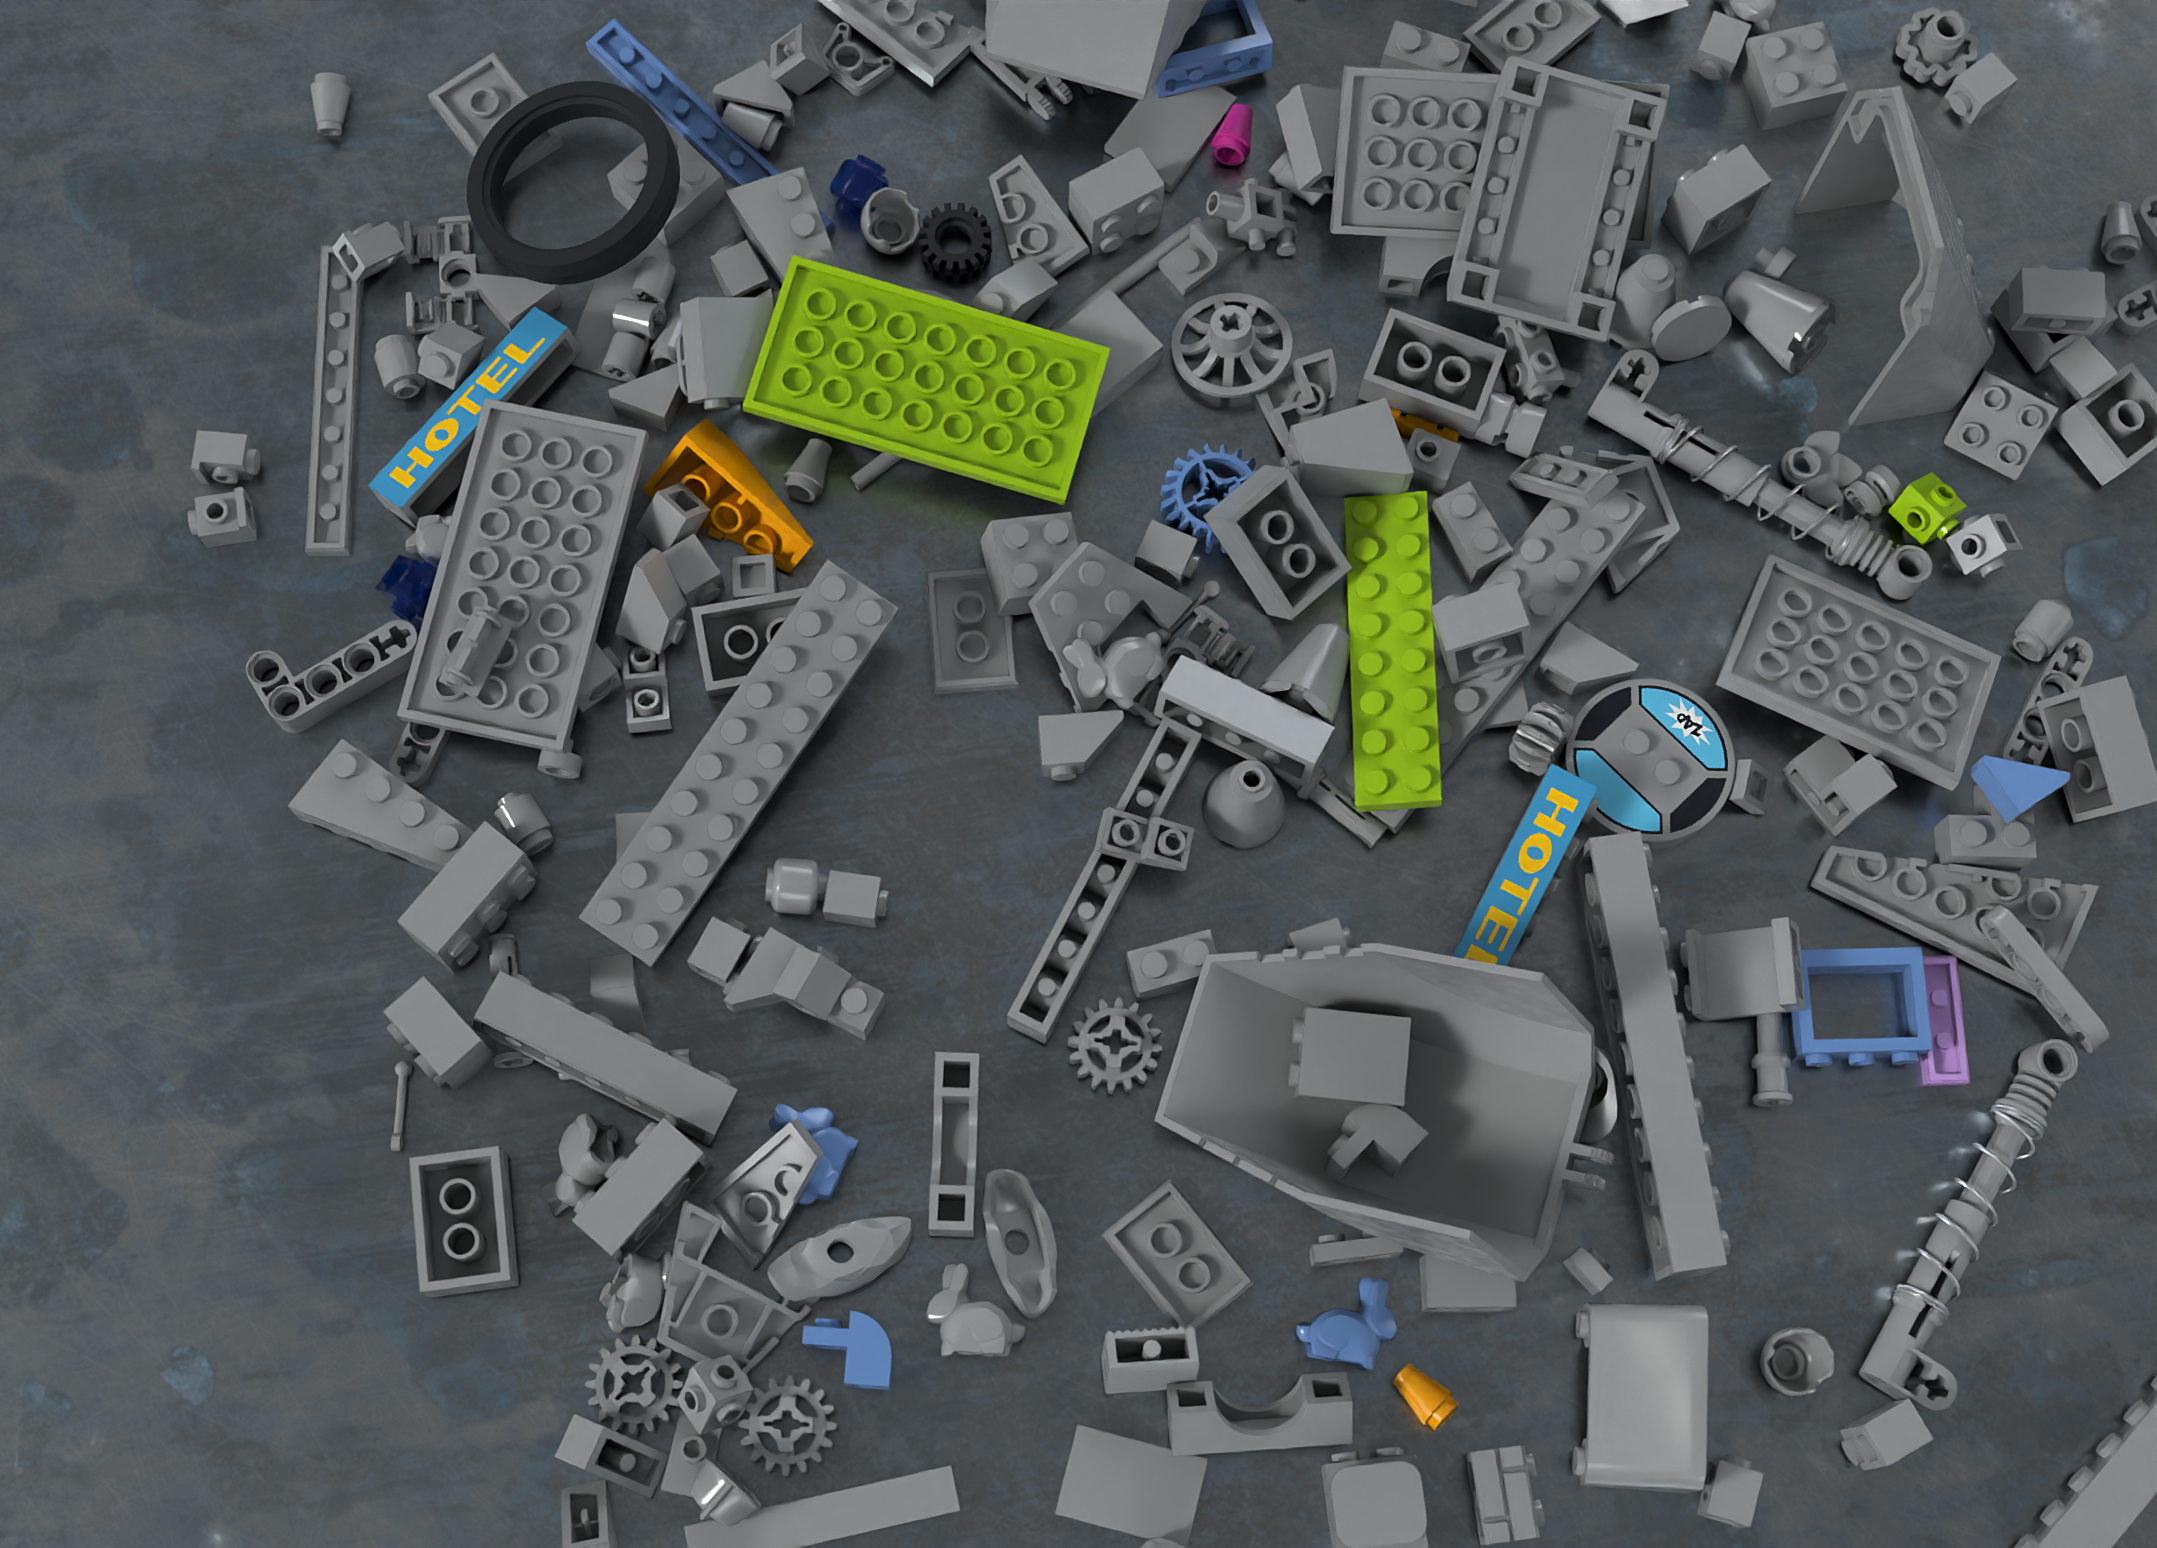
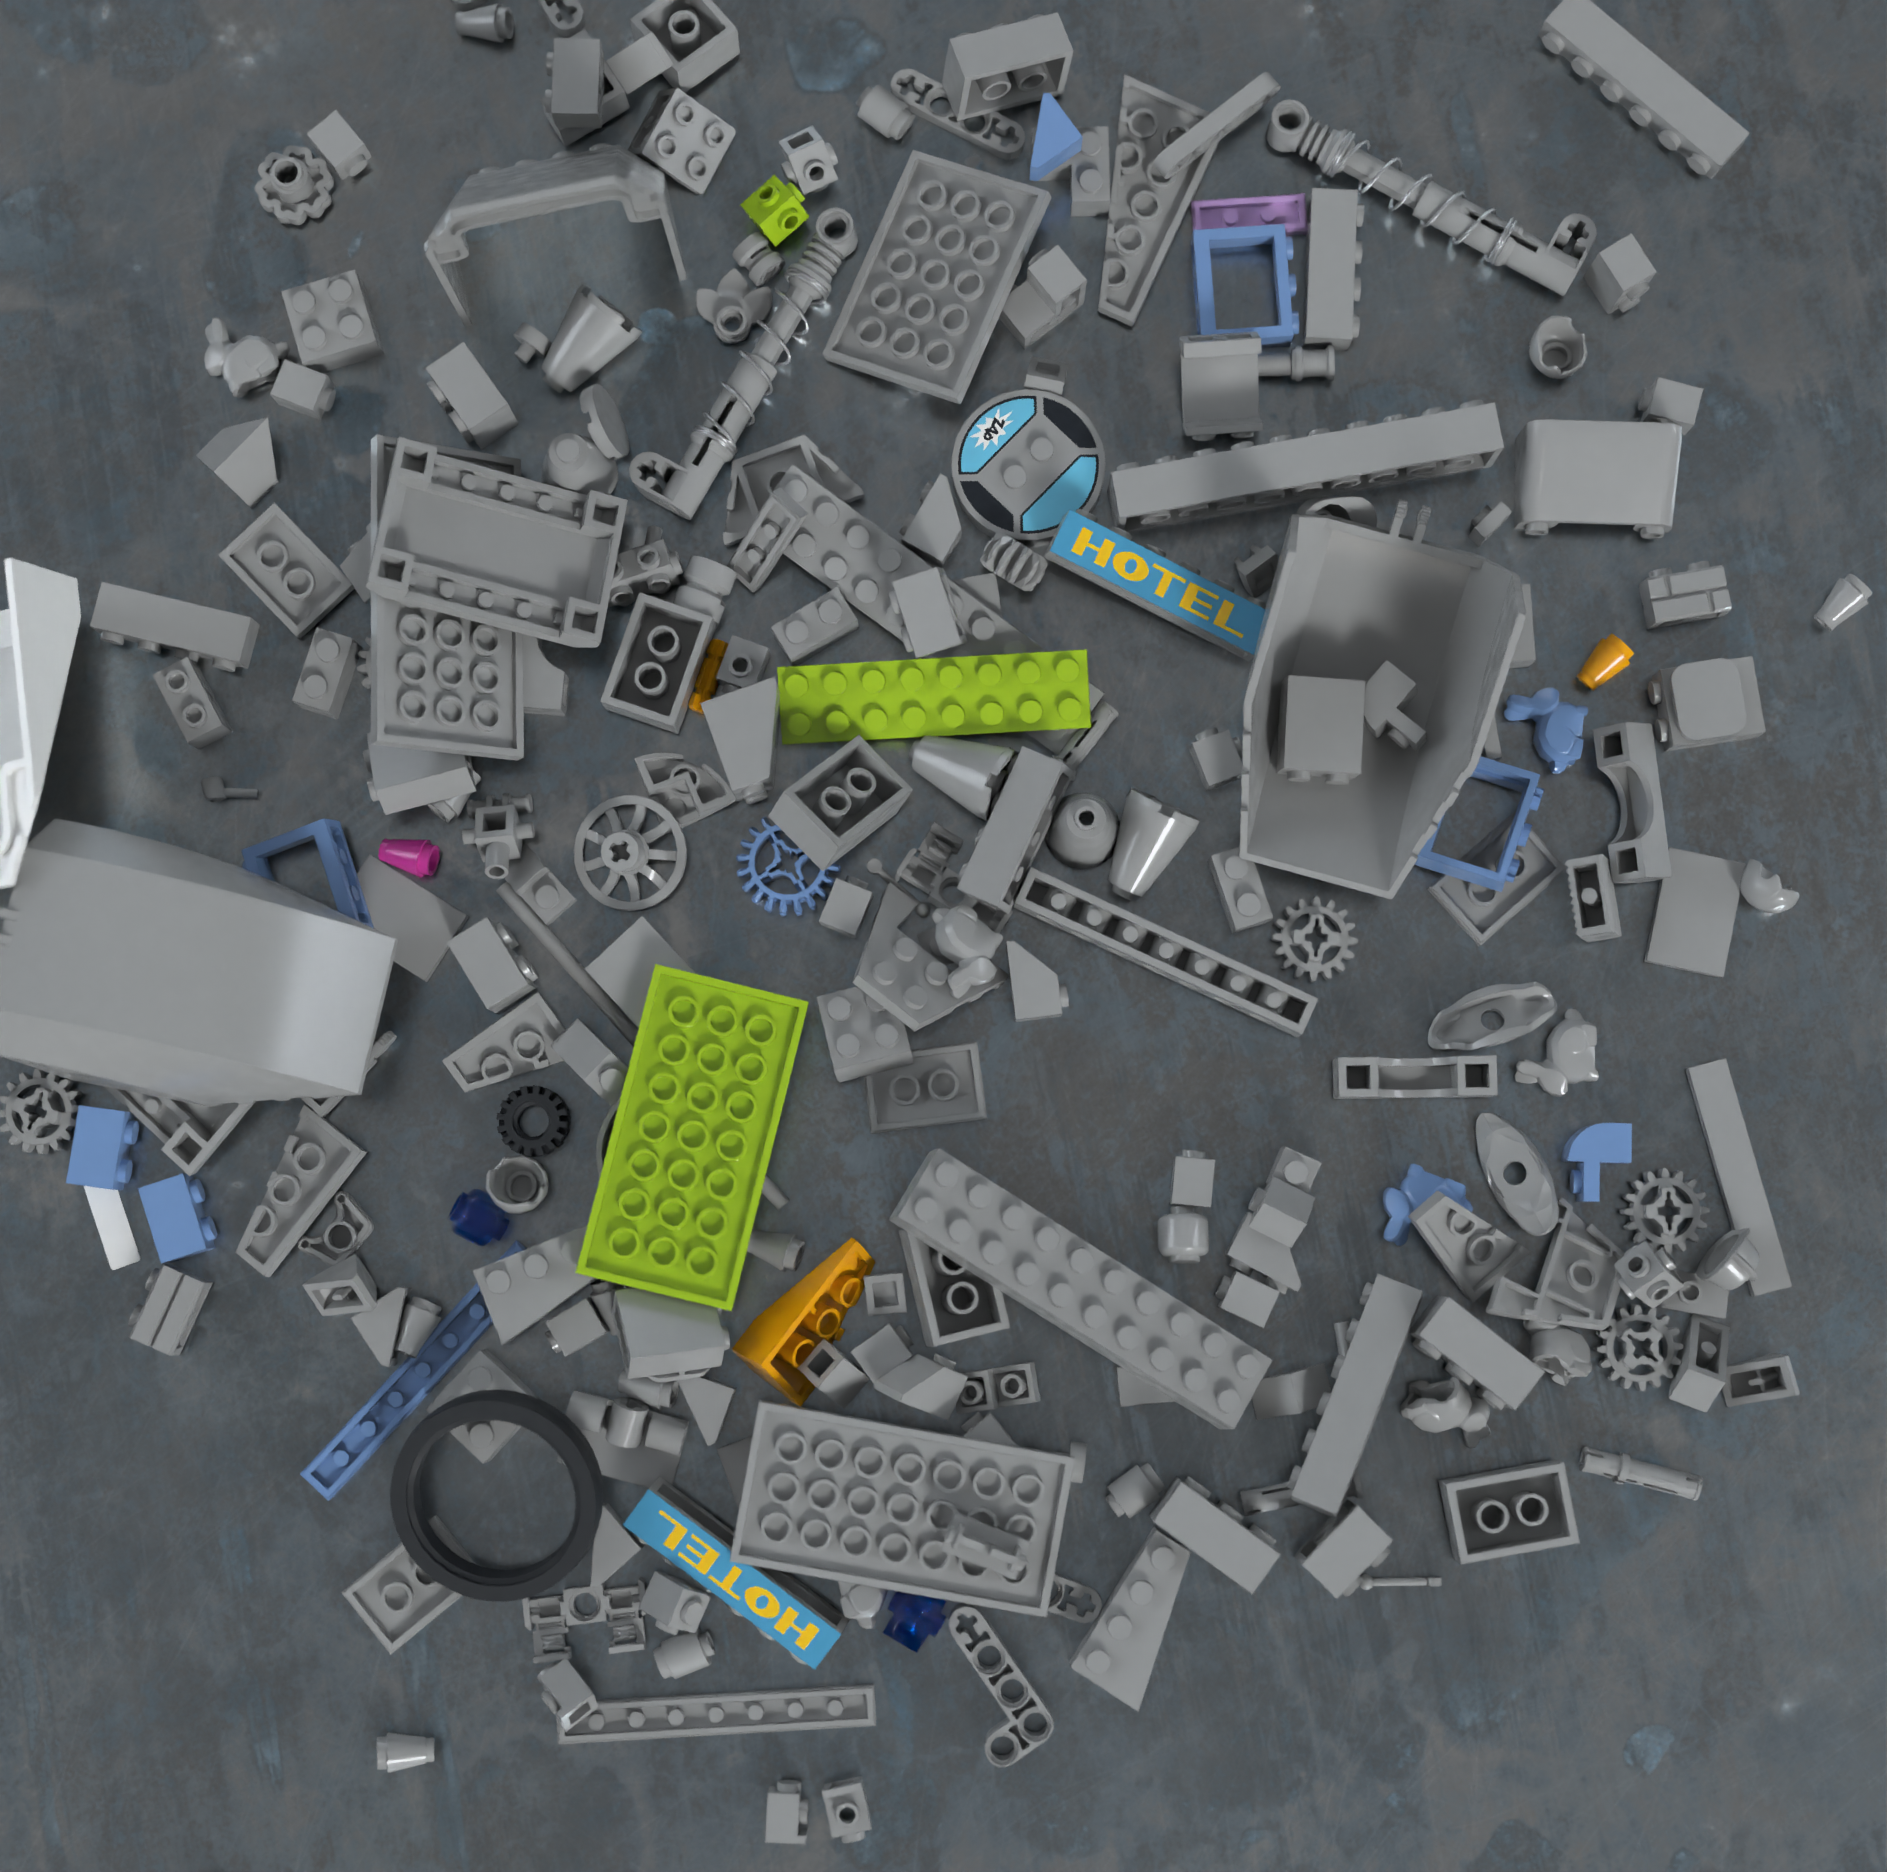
camera: 85 degrees left, 10 degrees up
(493, 1381) = (1625, 1469): none -> light grey pin
(1144, 840) = (1137, 916): light grey slope -> none
(1227, 1277) = (1508, 777): none -> medium blue window
(1237, 869) = (1147, 842): none -> light grey cone
(1882, 1105) = (1330, 269): none -> light grey brick

